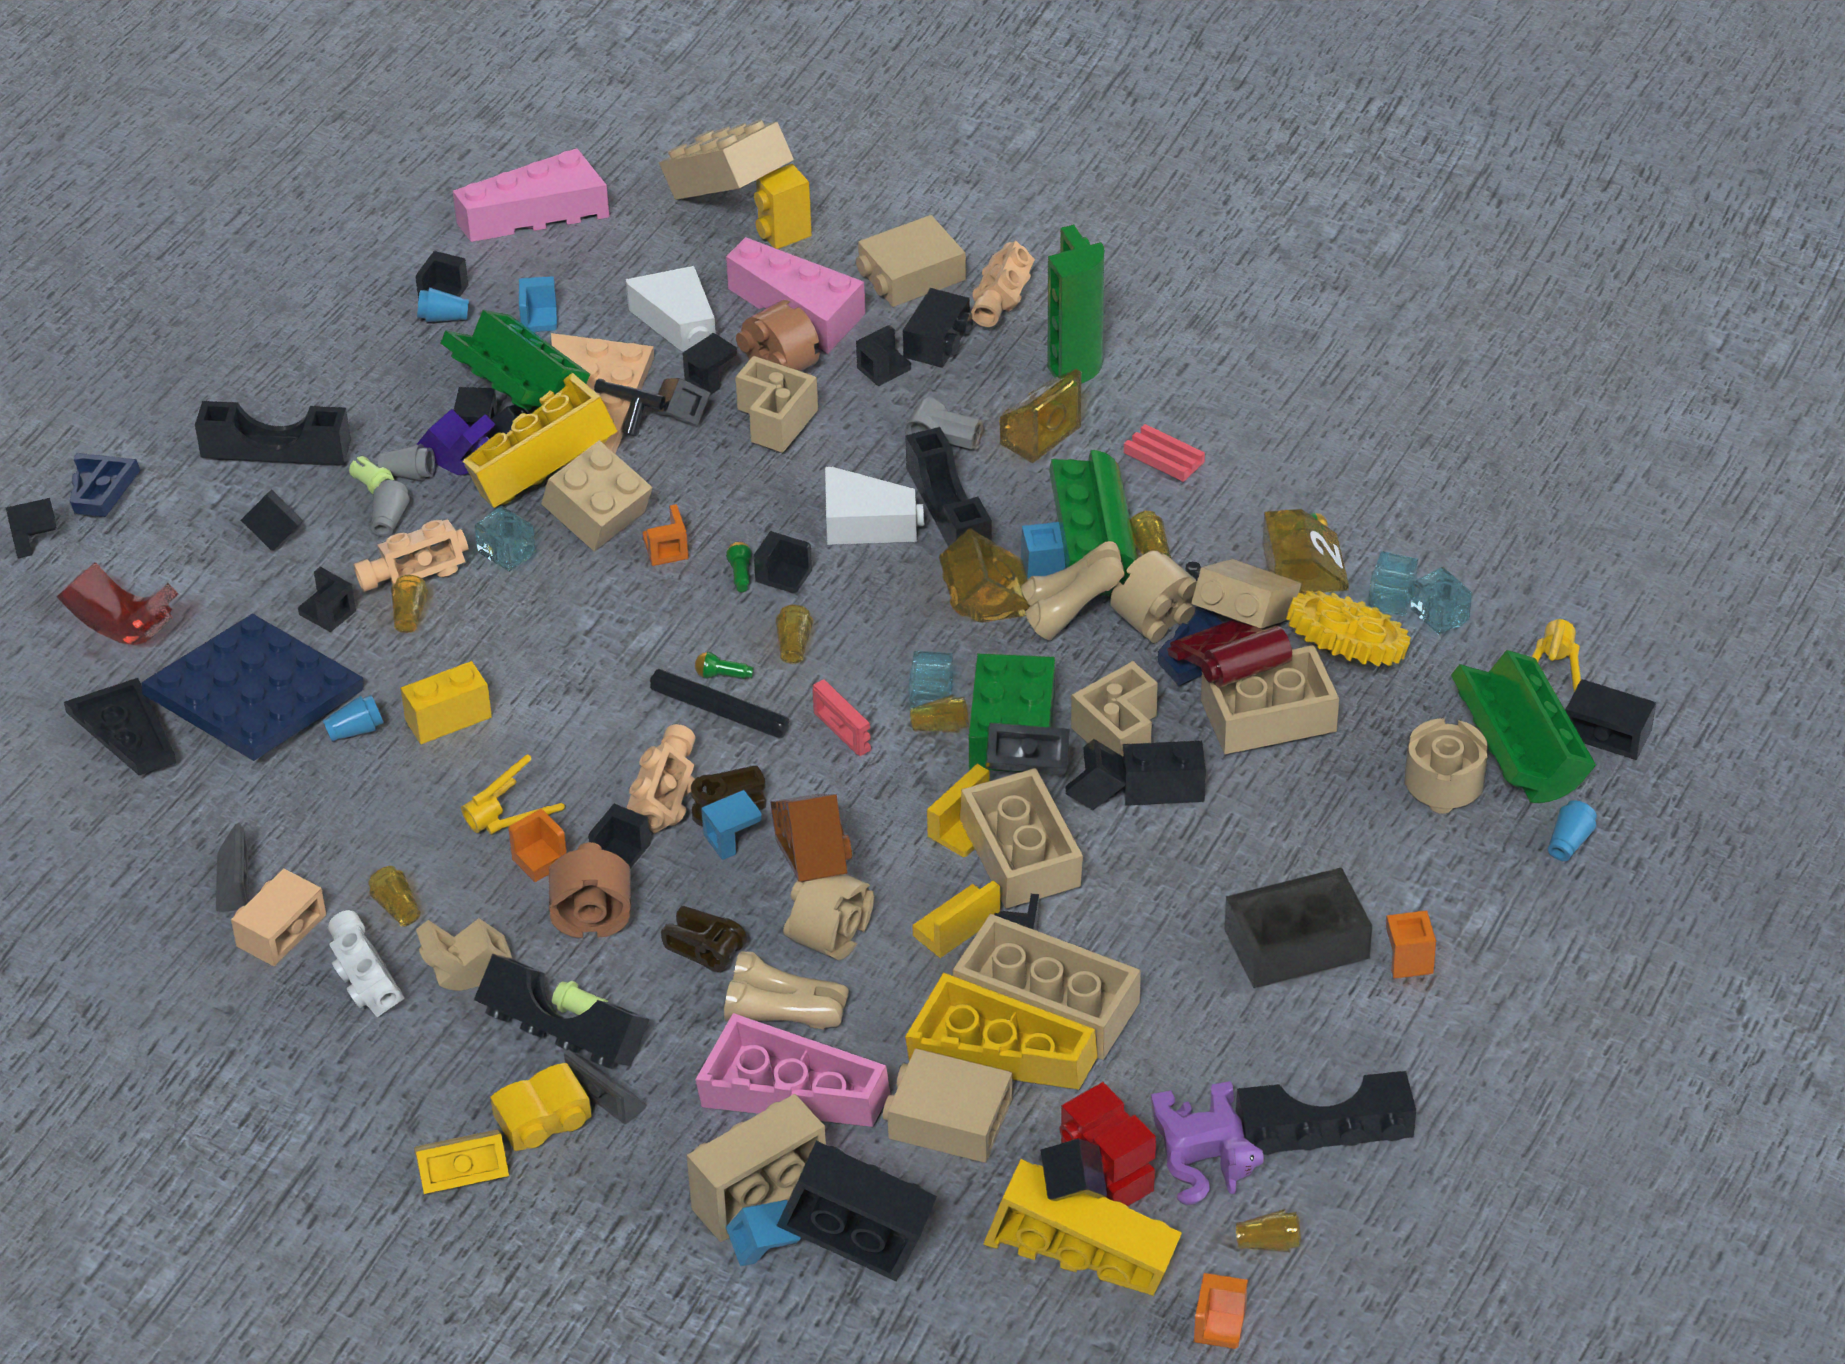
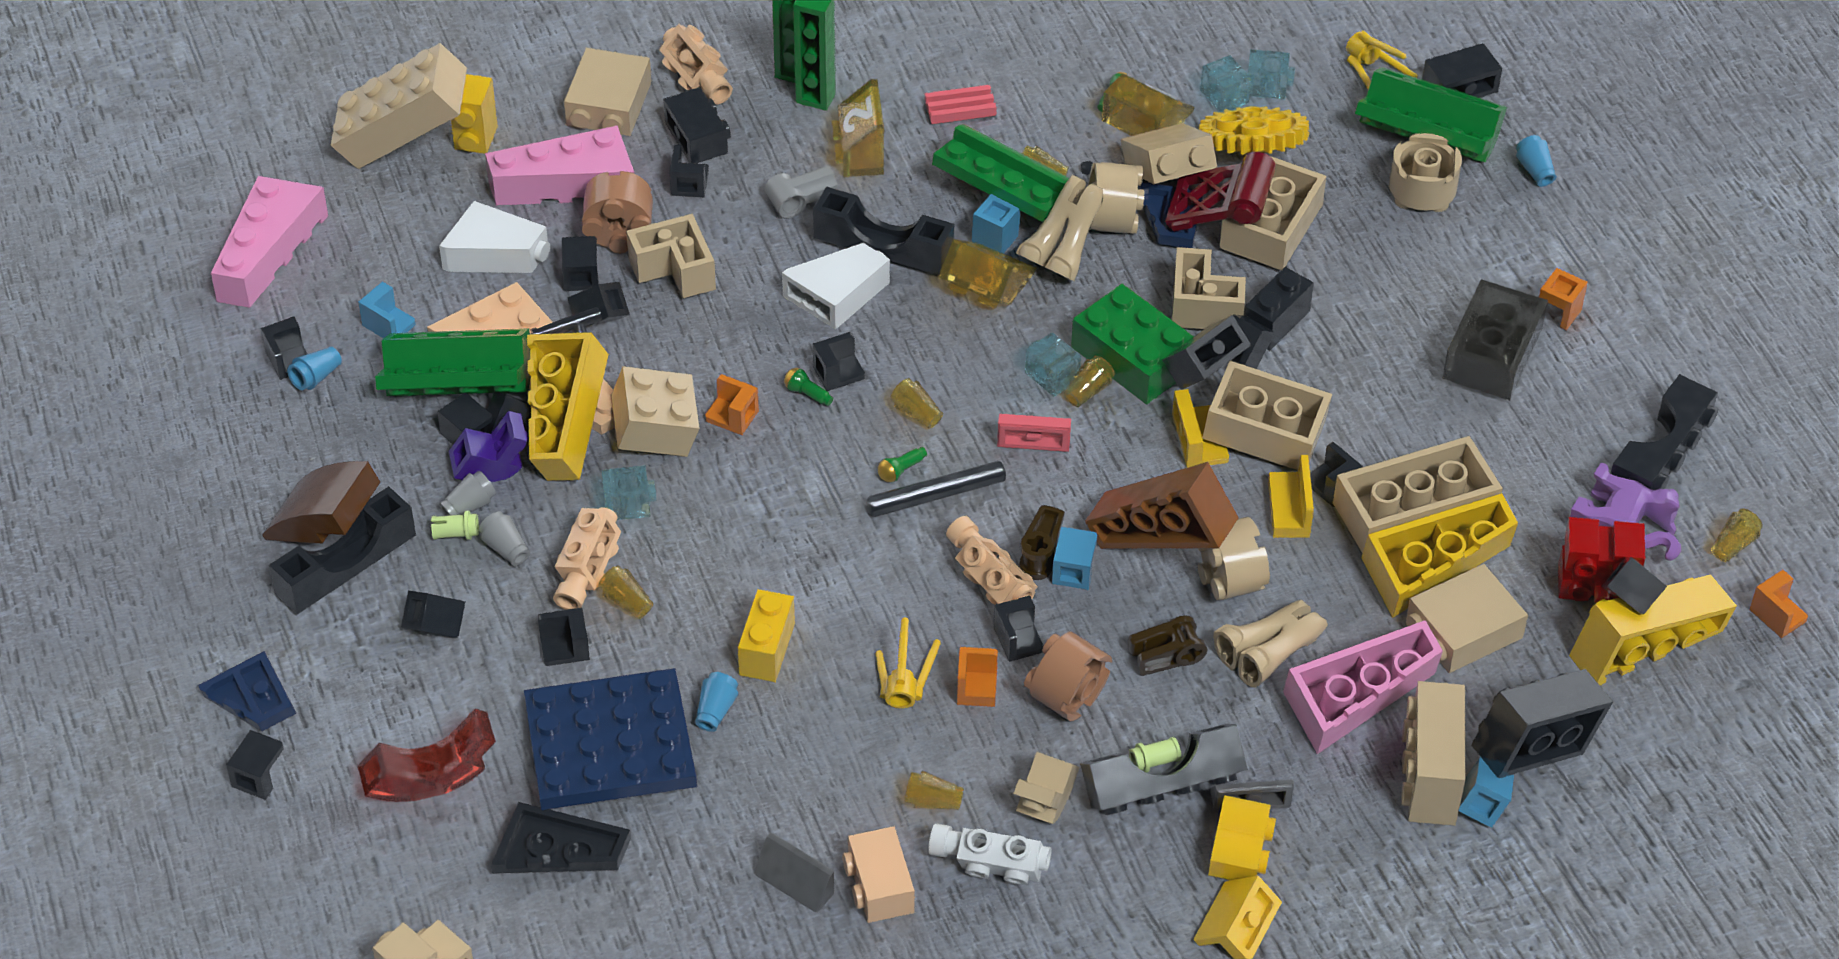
camera: 50 degrees left, 5 degrees up
(299, 391) = (324, 503): none -> reddish brown slope

